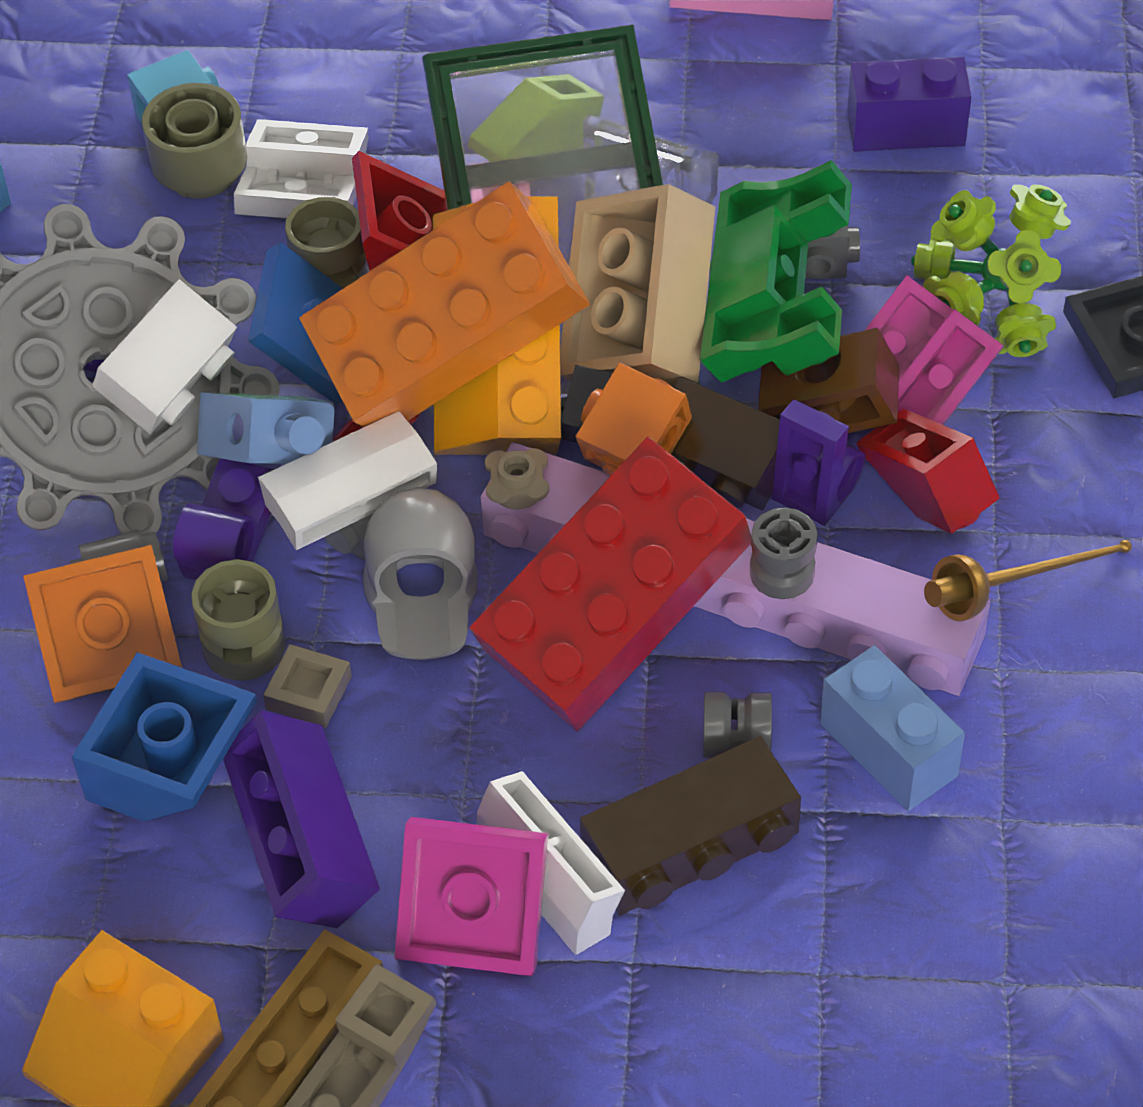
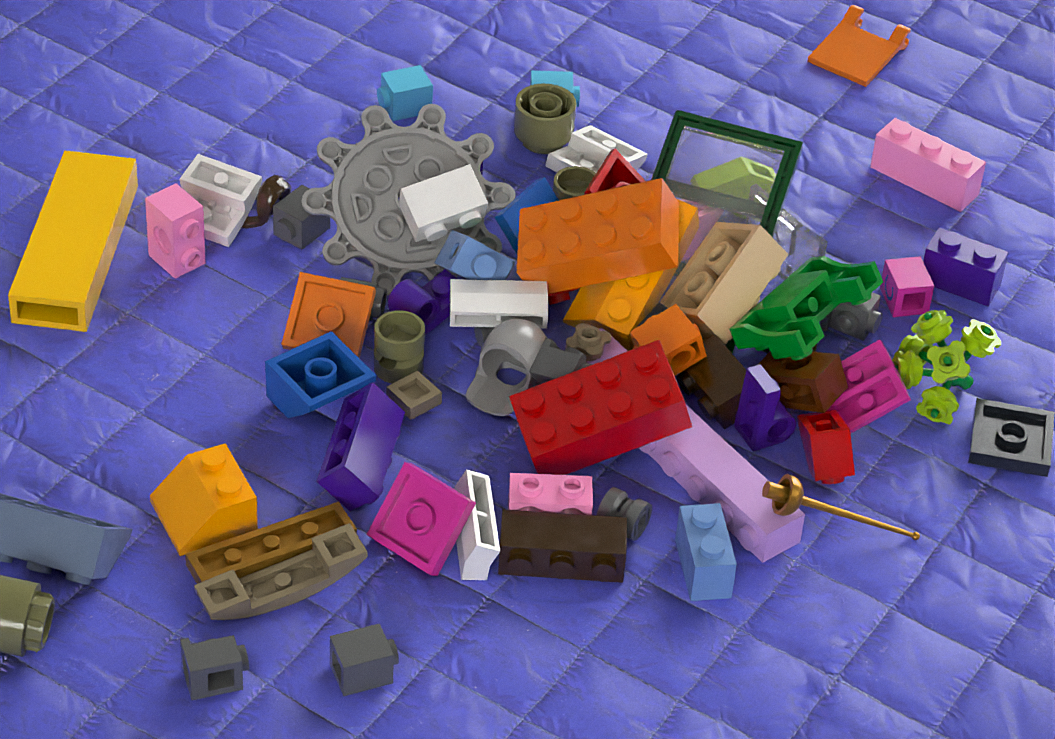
camera: 25 degrees right, 10 degrees down
(505, 541) = (553, 362): none -> dark grey brick
(626, 758) = (551, 493): none -> bright pink brick
(783, 553) = (701, 436): dark grey wheel -> none
(865, 160) = (906, 286): none -> dark pink brick

